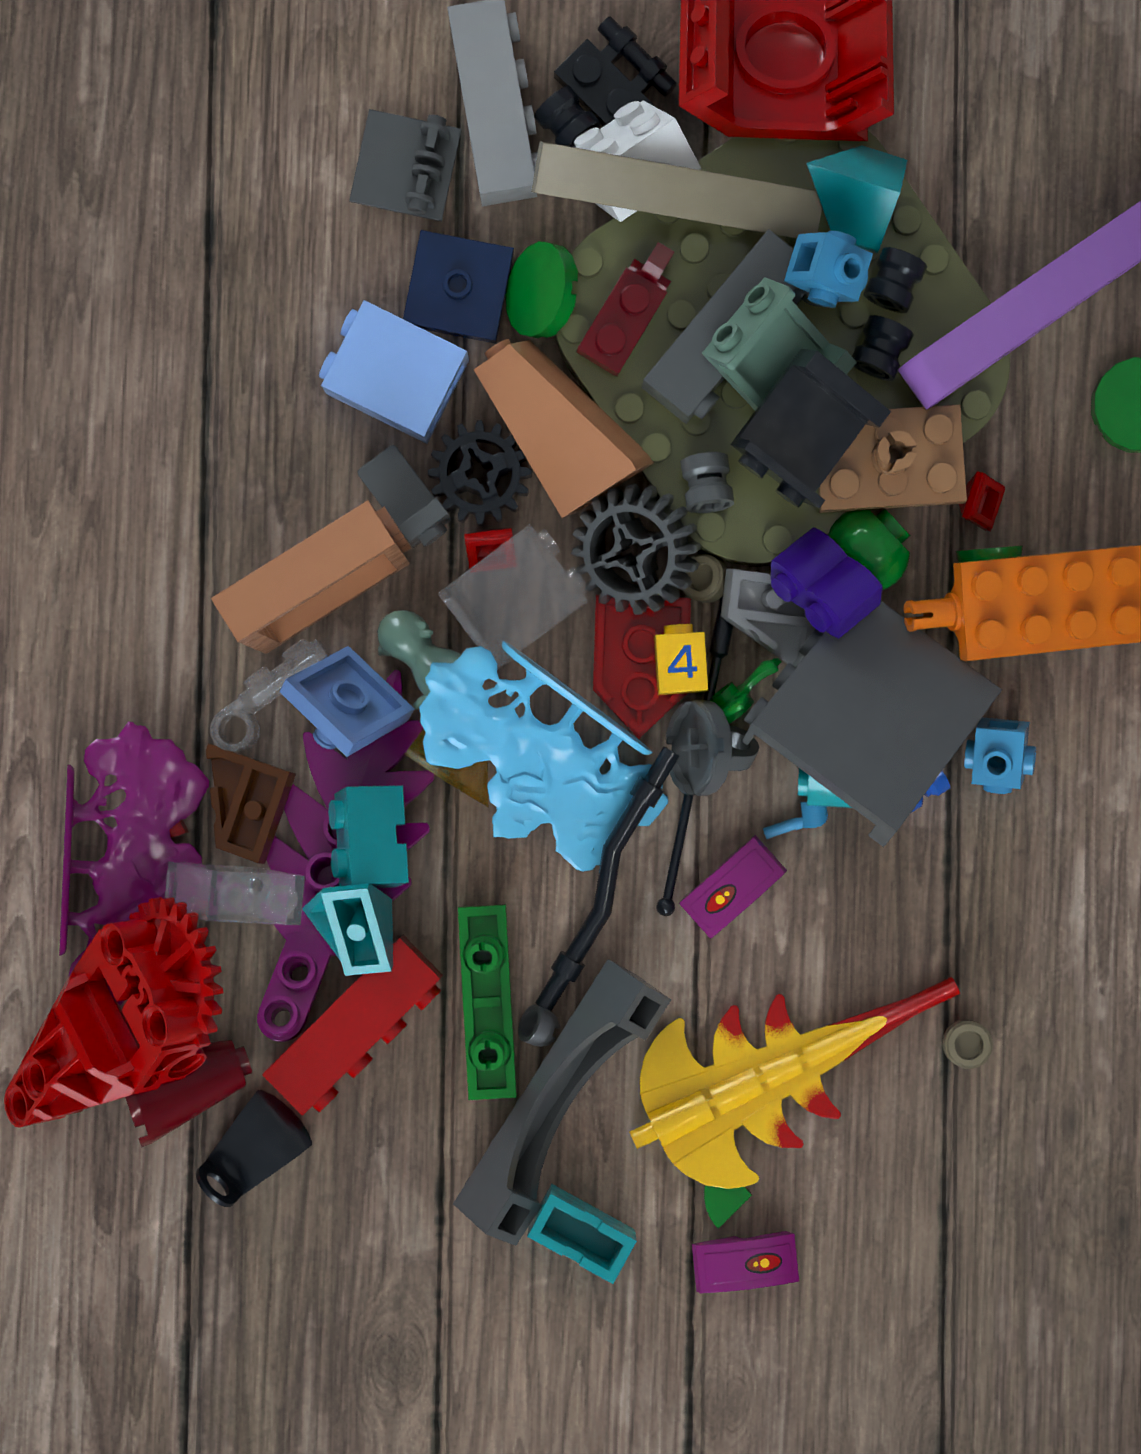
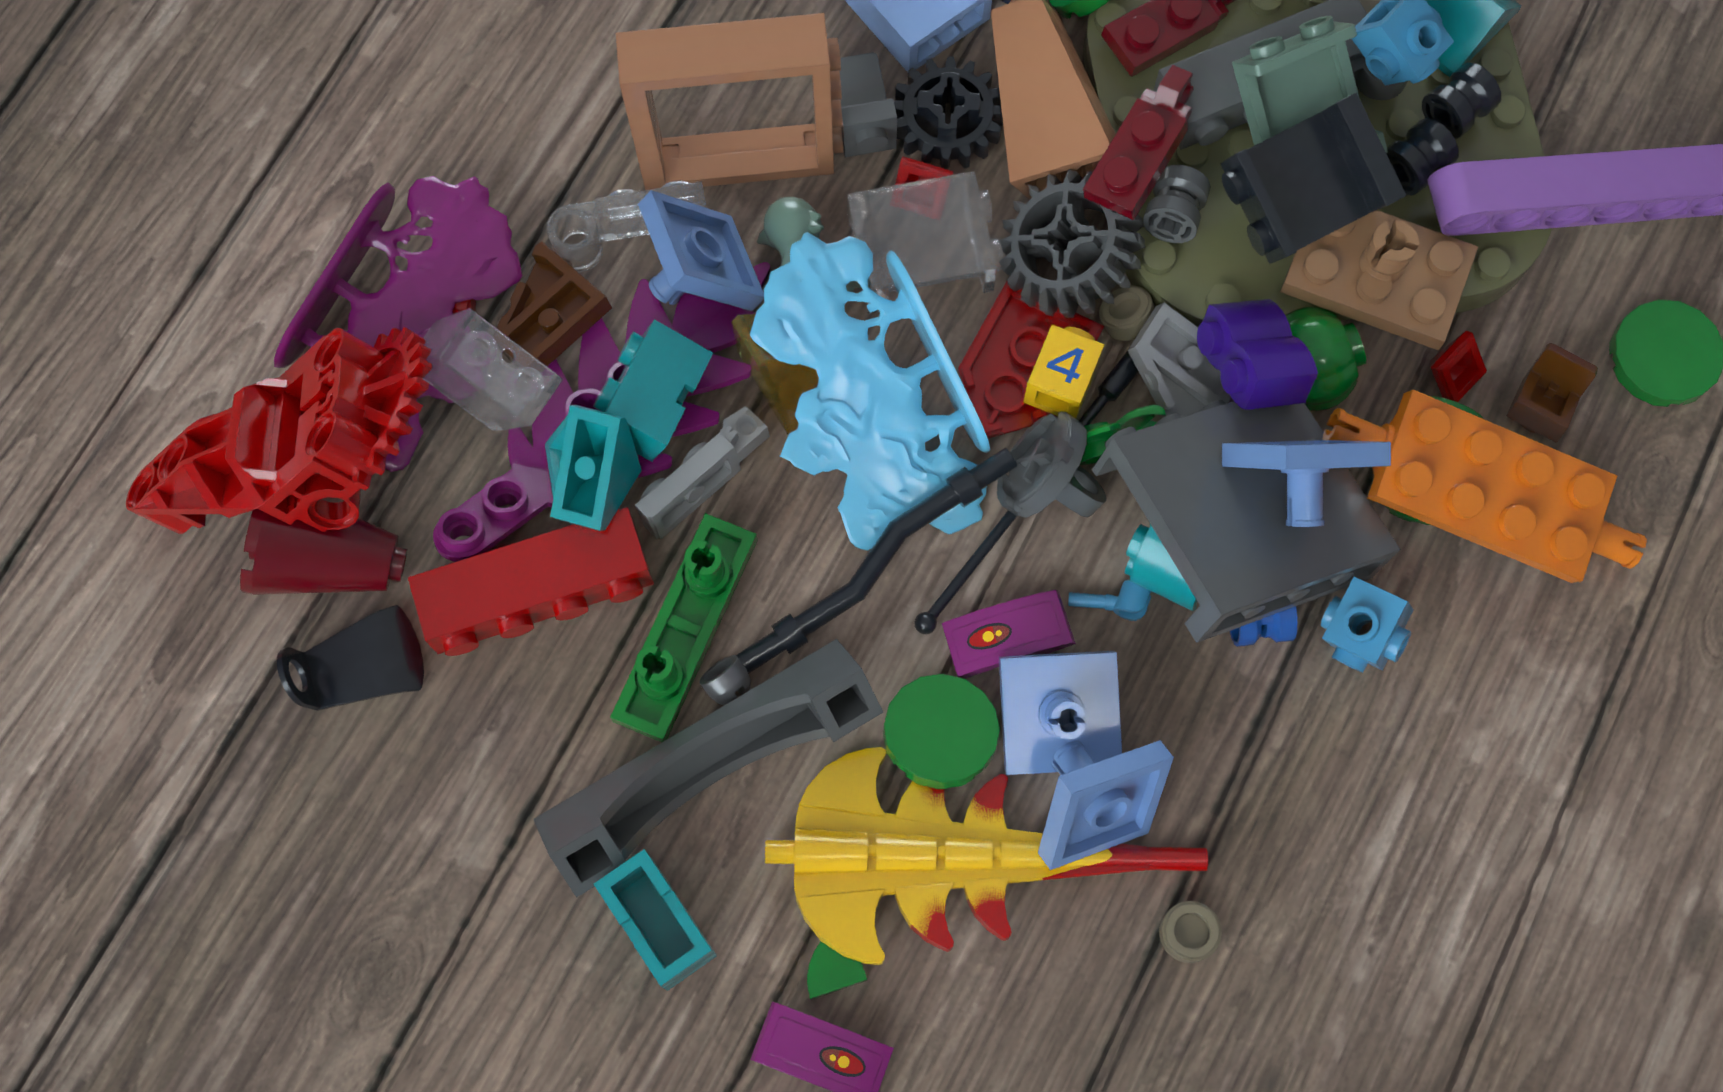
camera: 25 degrees right, 15 degrees down
(438, 870) = (702, 473): none -> light grey hinge
(661, 458) = (1142, 146): none -> dark red hinge
(718, 986) = (941, 731): none -> green tile
(800, 930) = (1057, 702): none -> medium blue tile
(863, 992) = (1101, 801): none -> medium blue tile
(903, 673) = (1305, 468): none -> medium blue tile
(1063, 490) = (1551, 392): none -> reddish brown bracket

